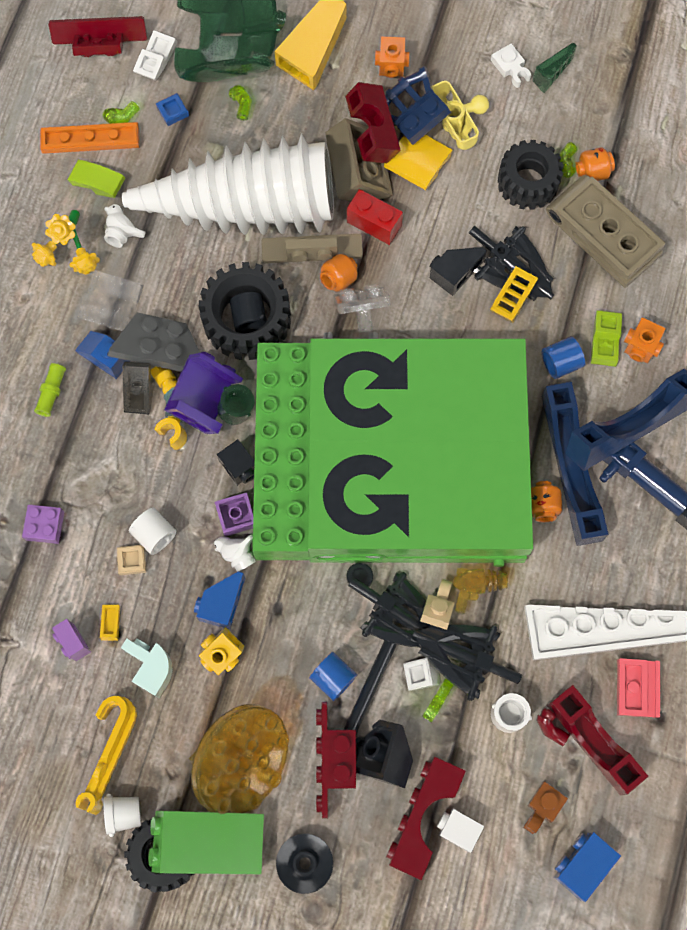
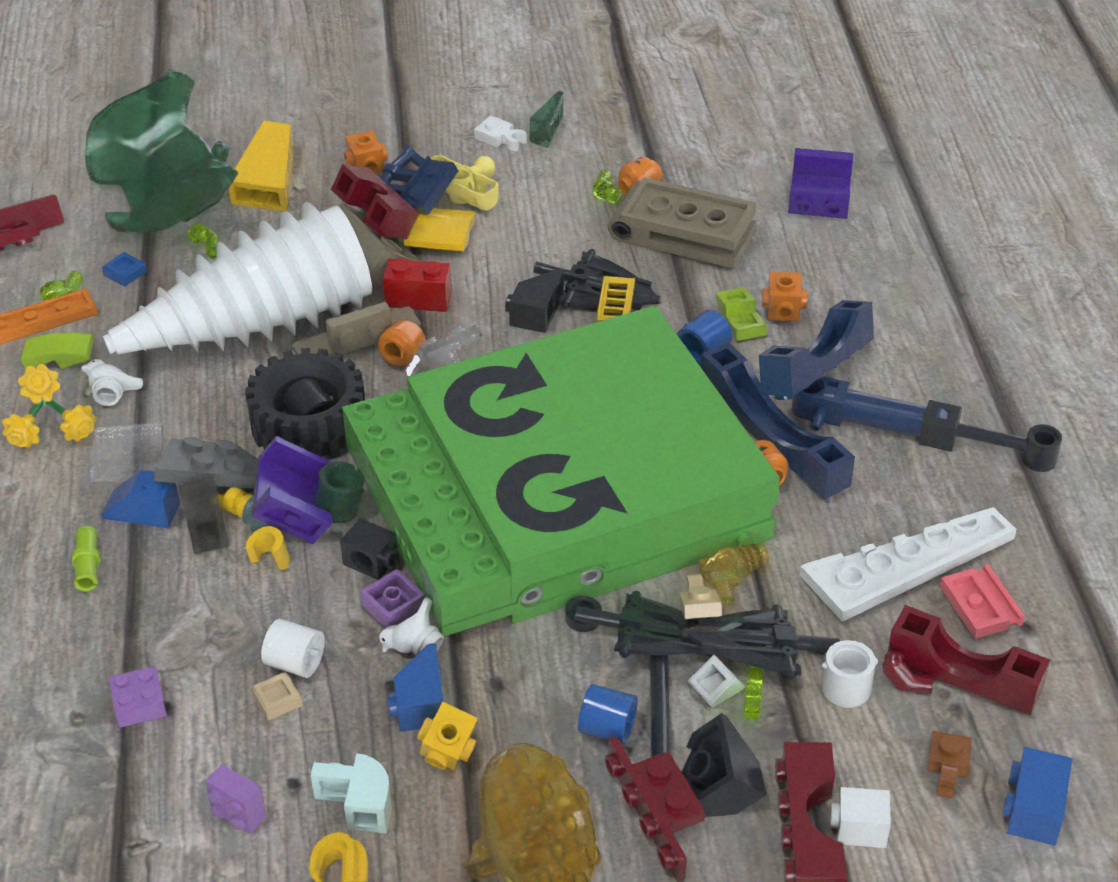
camera: 25 degrees left, 30 degrees down
(110, 623) = (279, 773): yellow piece -> none
(156, 56) = (82, 229): white slope -> none
(533, 157) = (573, 203): black tyre -> none

